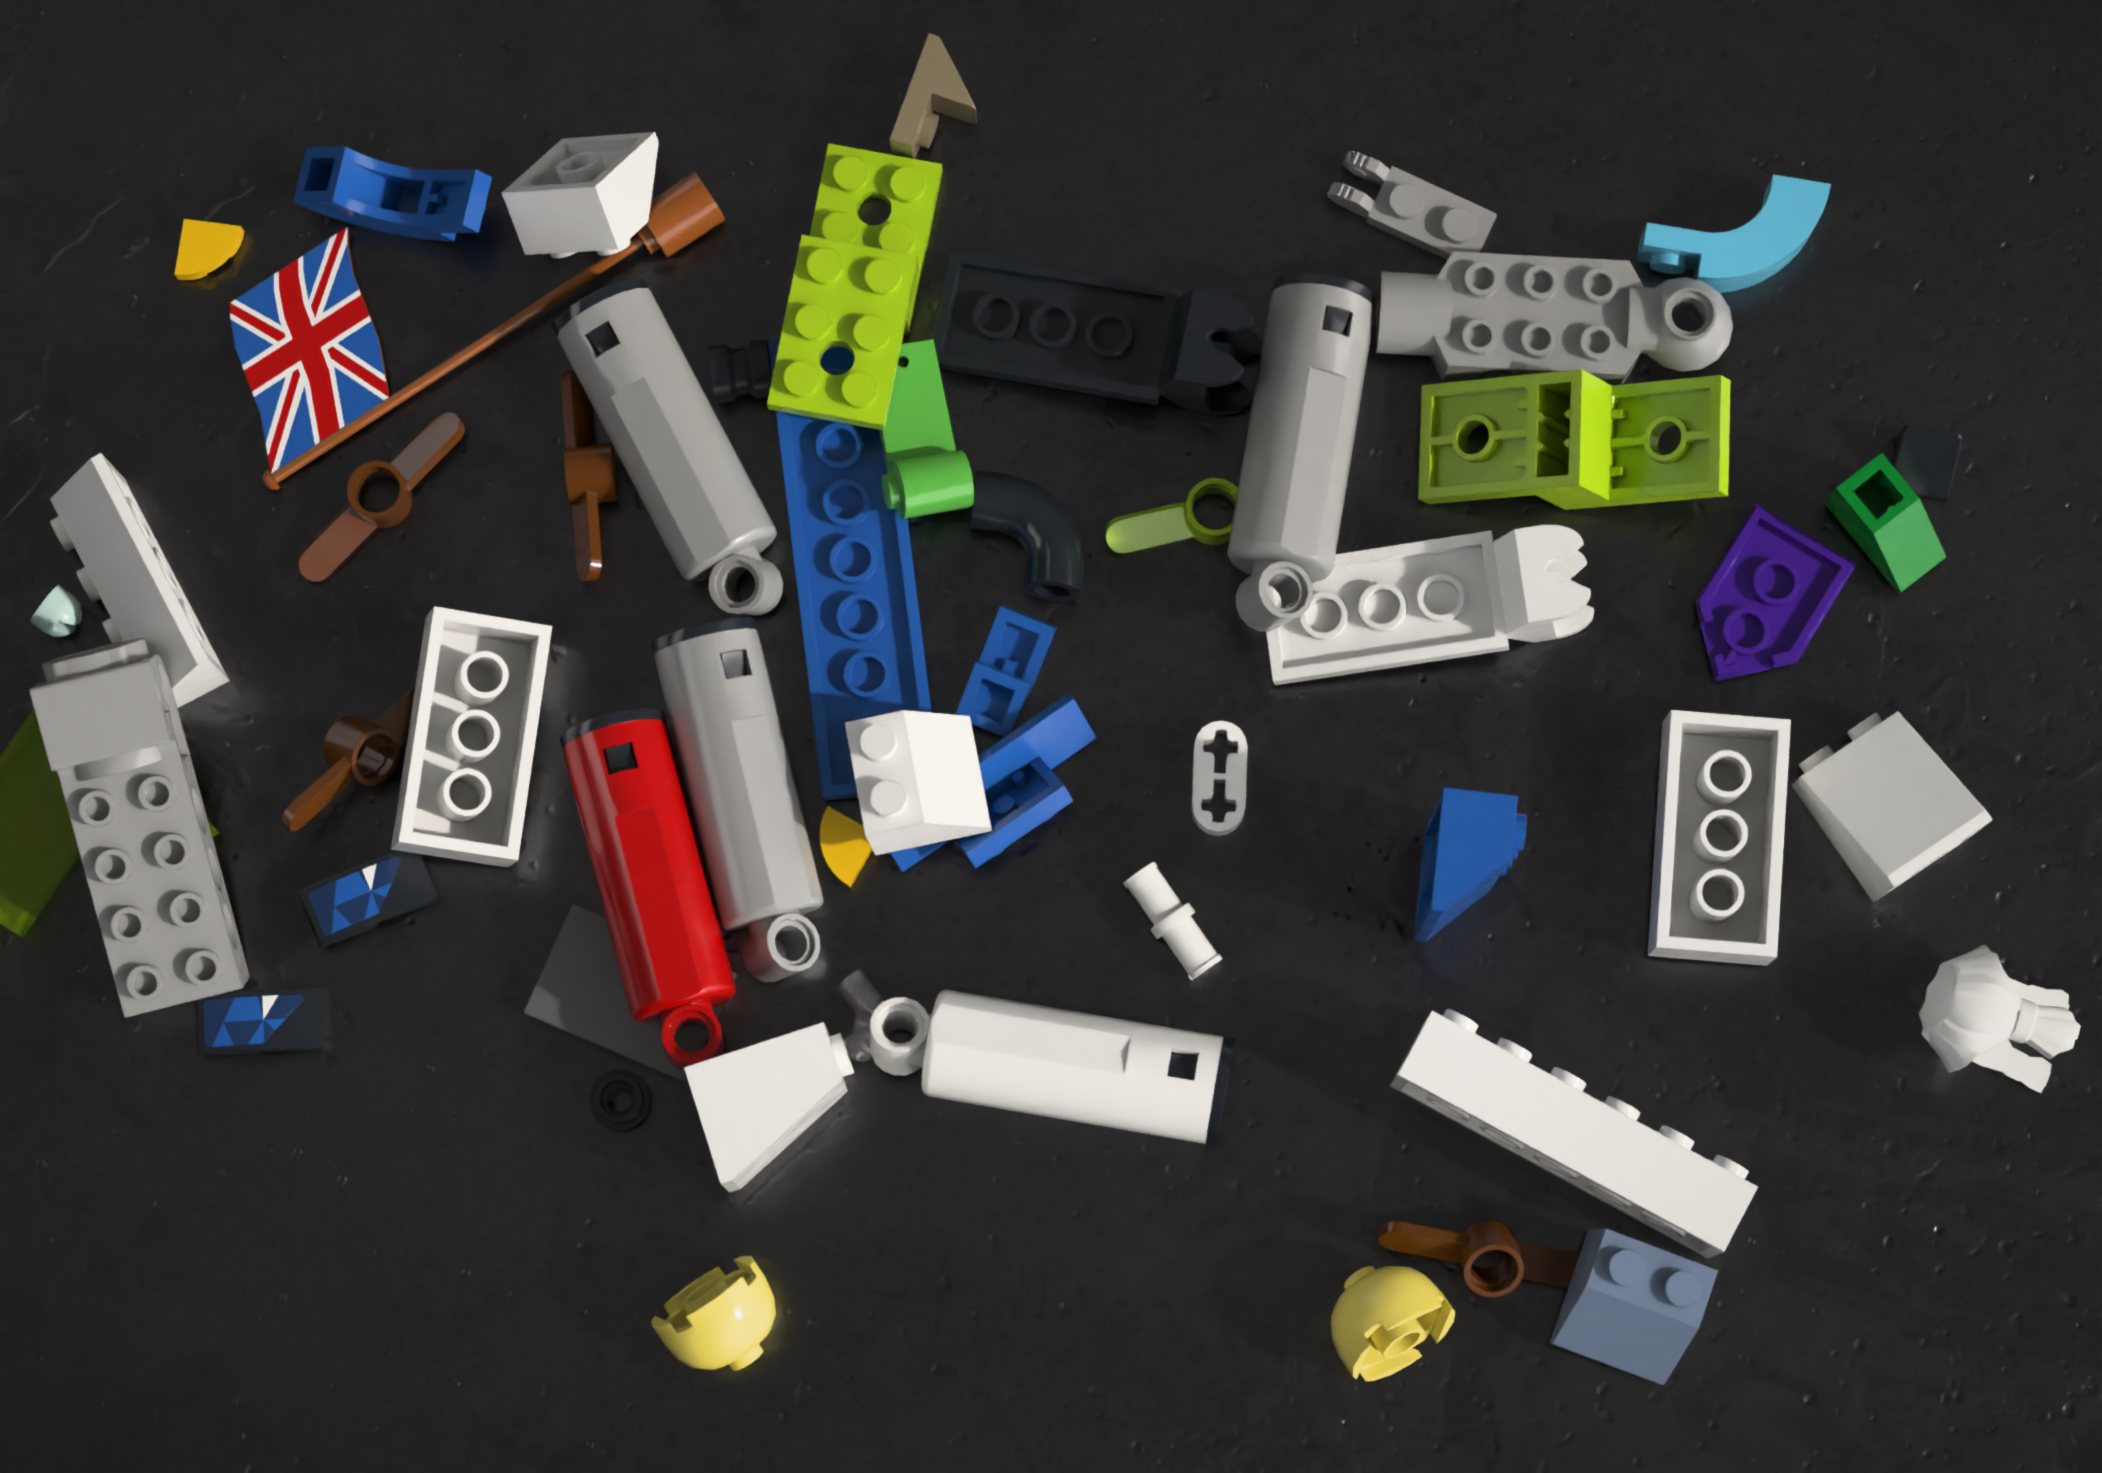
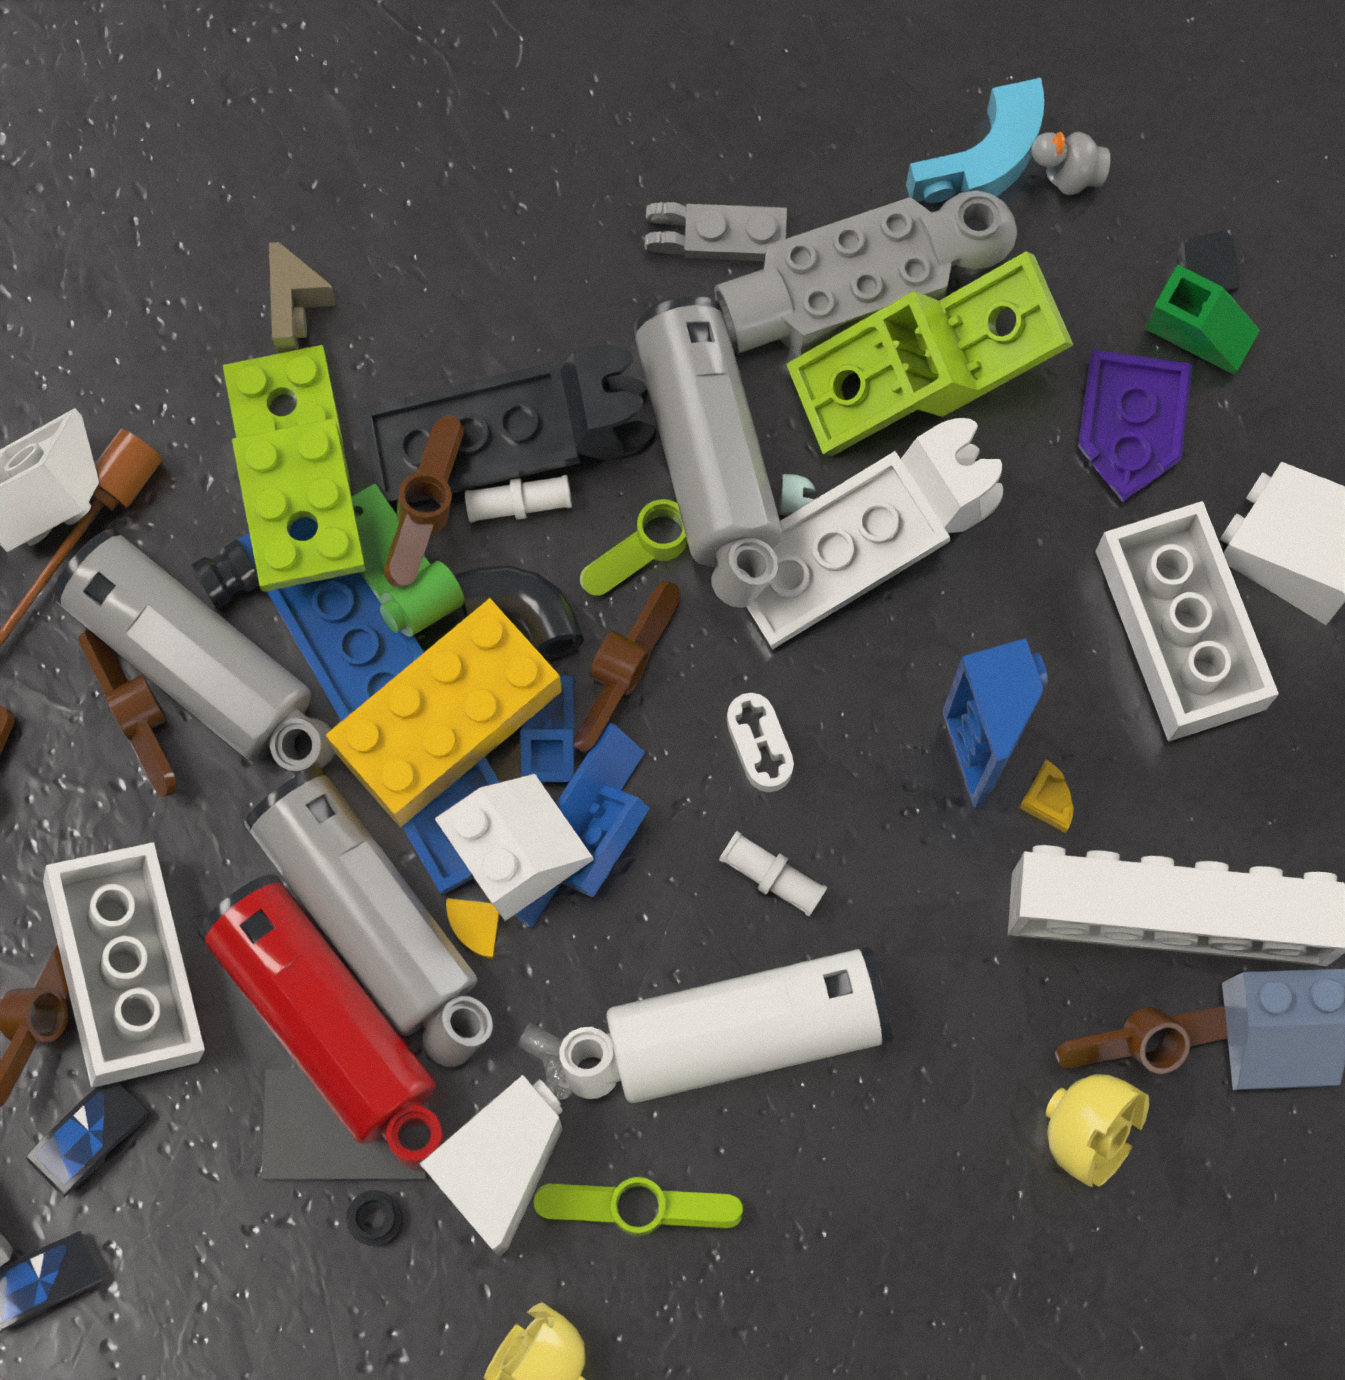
camera: 25 degrees left, 5 degrees down
(854, 1184) = (601, 1205): none -> lime piece
(903, 614) = (444, 712): none -> yellow brick
(992, 361) = (429, 481): none -> reddish brown piece
(1077, 415) = (518, 498): none -> white pin
(1114, 633) = (624, 659): none -> reddish brown piece
(1366, 527) = (791, 493): none -> light aqua hinge
(1496, 962) = (1050, 798): none -> yellow tile
(1826, 290) = (1072, 161): none -> light grey animal

